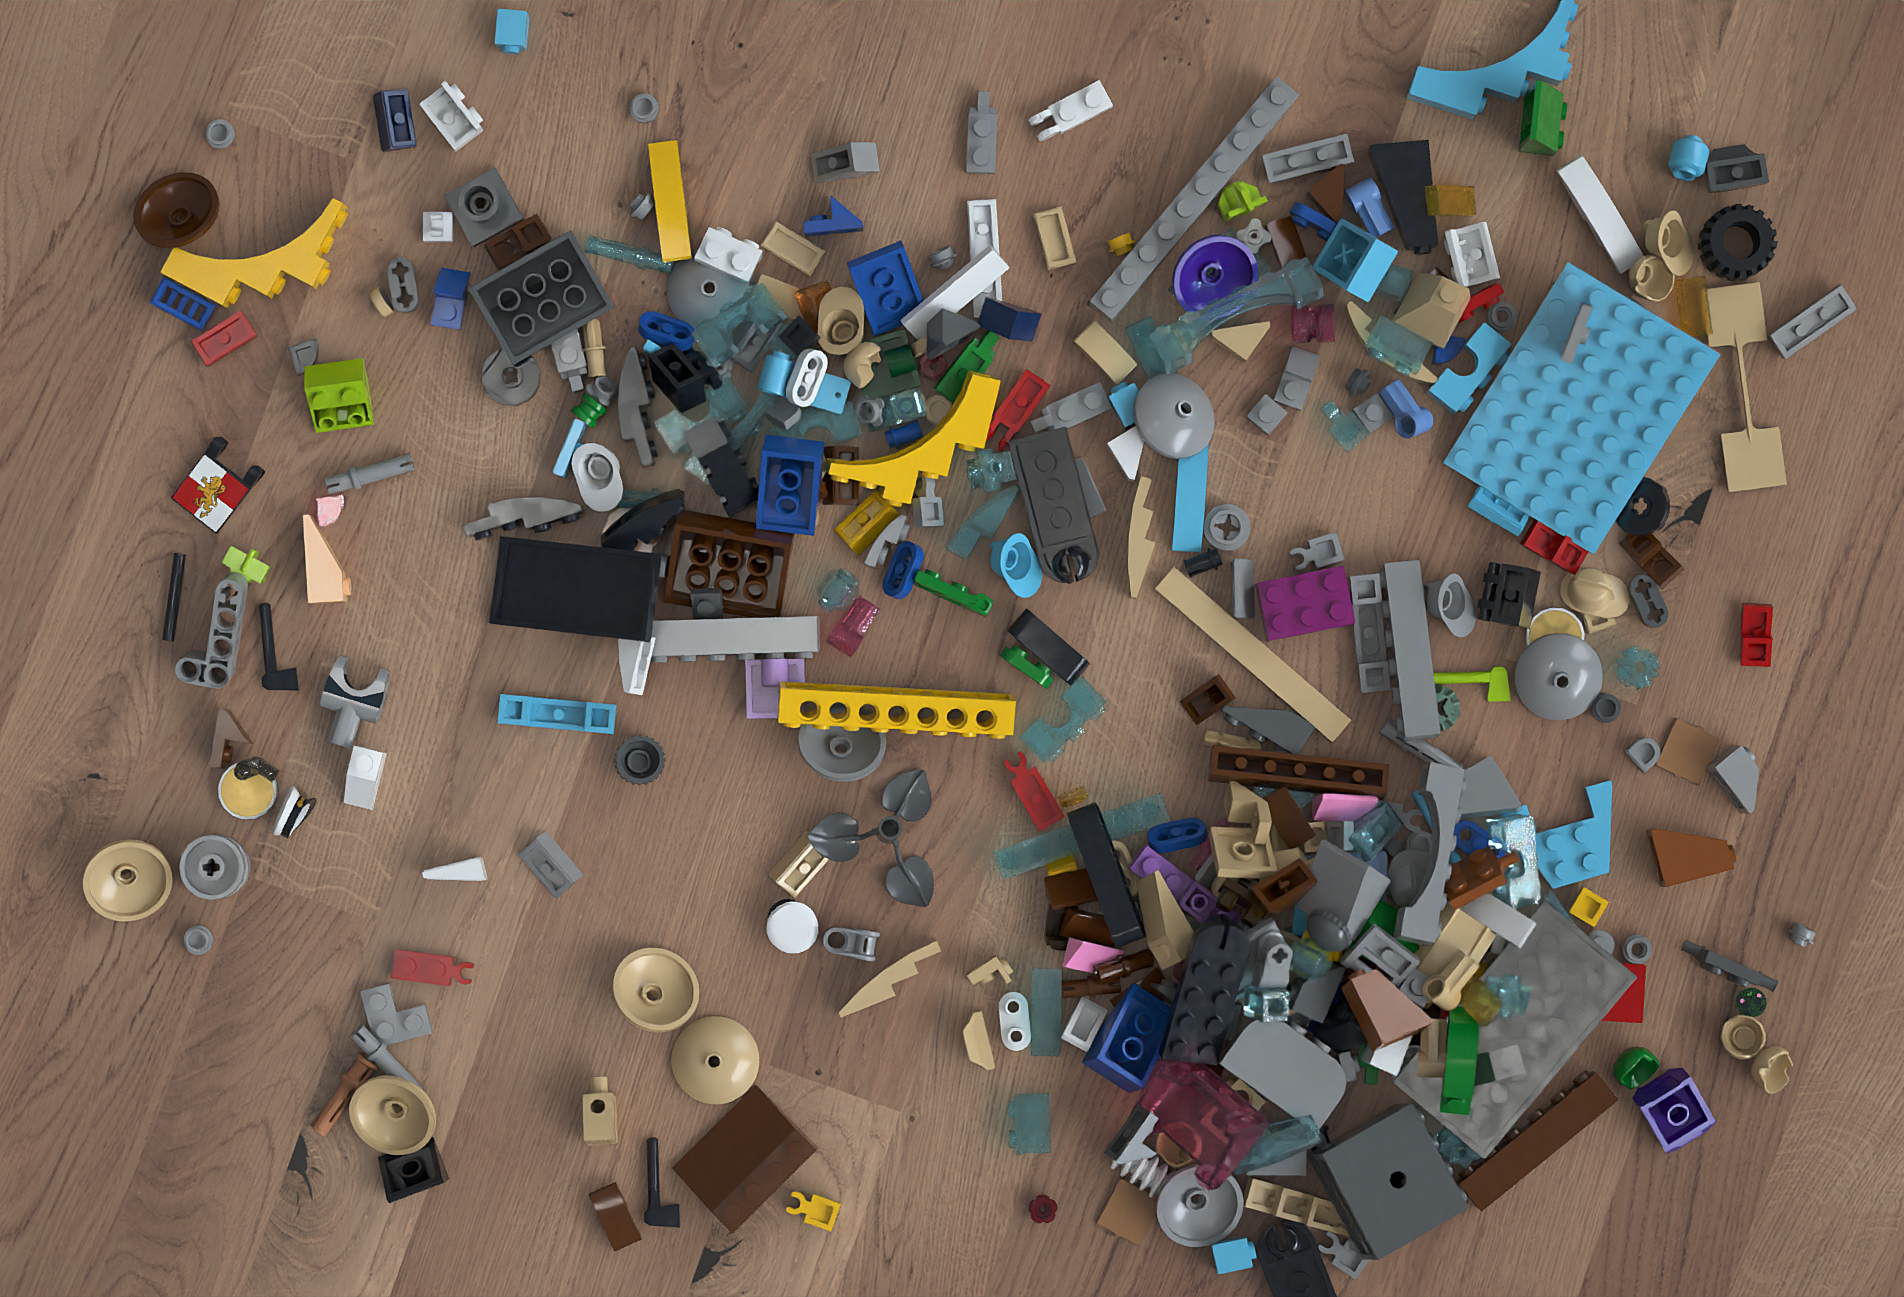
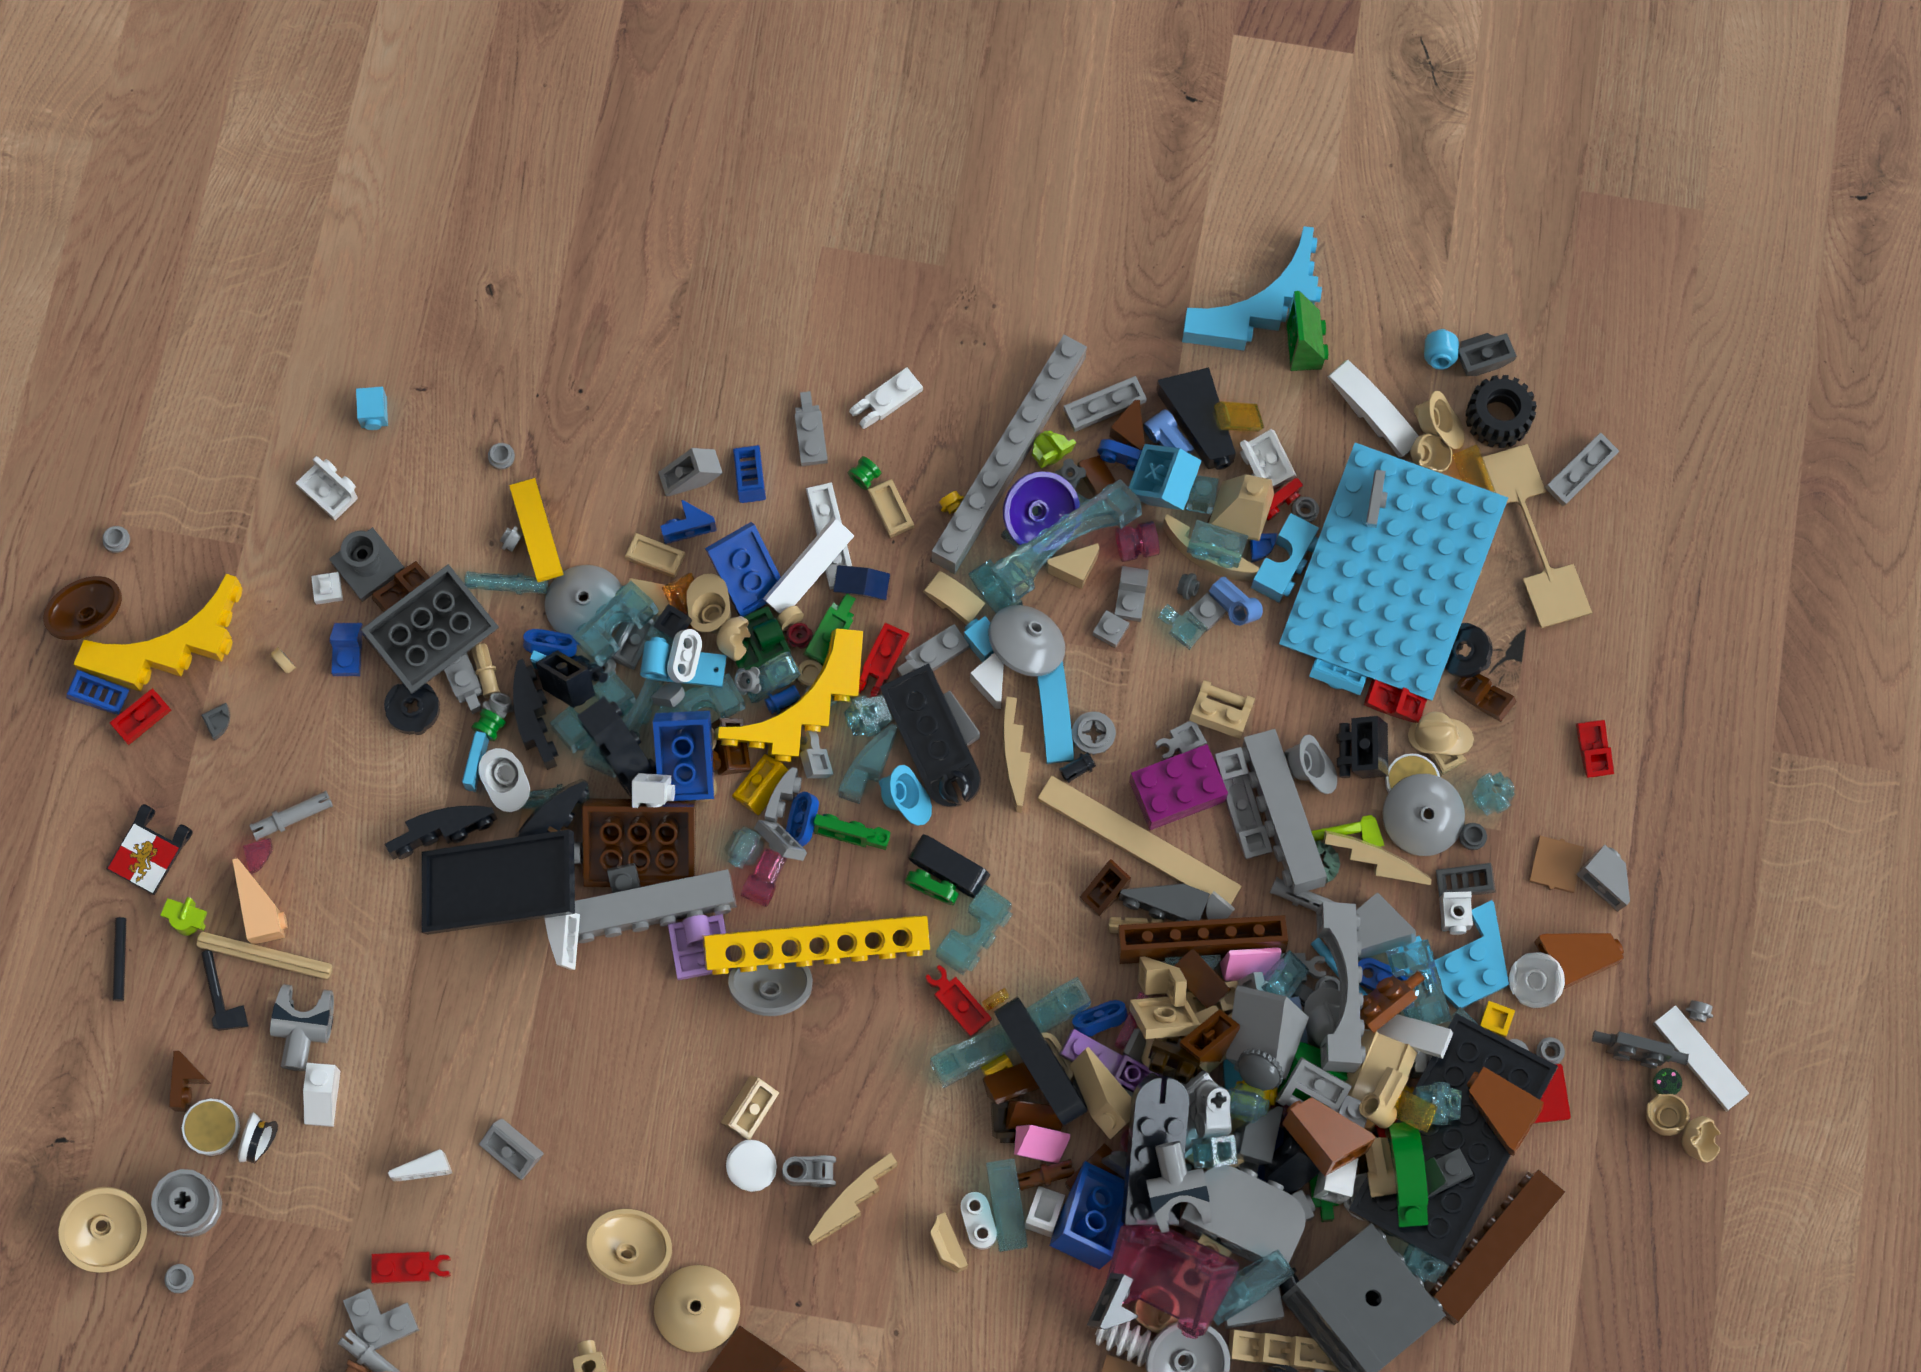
camera: 15 degrees left, 15 degrees down
(219, 629) = (165, 976): light grey beam -> none
(253, 767) = (214, 1102): clear smoke arm -> none
(323, 619) = (264, 955): none -> tan axle
(338, 395) = (253, 749): lime slope -> none
(394, 120) = (275, 502): dark blue slope -> none
(396, 285) = (307, 642): dark grey beam -> none
(557, 714) = (497, 1006): medium azure slope -> none
(639, 760) = (582, 1033): dark grey hat -> none
(729, 254) = (597, 566): white bracket -> none
(750, 519) = (652, 790): none -> white brick
(876, 592) = (780, 840): none -> light grey plate
(911, 799) = (836, 1029): dark grey plant -> none
(912, 190) = (753, 489): none -> blue slope
(943, 258) = (792, 540): light grey plate -> none
(948, 331) = (808, 600): dark grey slope -> none
(984, 972) = (941, 1177): tan bracket -> none
(1031, 1123) = (1012, 1316): clear light blue bracket -> none
(1032, 195) = (864, 472): none -> green wheel
(1123, 966) = (1072, 1148): reddish brown pin -> none
(1220, 1034) = (1177, 1185): none -> light grey connector
(1242, 588) = (1118, 785): light grey slope -> none
(1321, 742) = (1218, 907): none -> light grey tile
(1364, 533) = (1218, 715): none -> tan plate
(1507, 722) = (1385, 862): none -> tan slope
(1563, 778) = (1449, 921): none -> white brick
(1572, 1011) = (1504, 1107): none -> dark orange slope
(1612, 761) = (1486, 868): none -> dark grey slope
(1635, 1066) = (1573, 1160): green hair -> none
(1638, 874) = (1536, 980): none -> white tile
(1643, 753) = (1516, 871): light grey tile -> none
(1654, 597) = (1494, 730): dark grey beam -> none
(1673, 1109) = (1619, 1194): dark purple slope -> none
(1791, 983) = (1702, 1058): none -> white tile

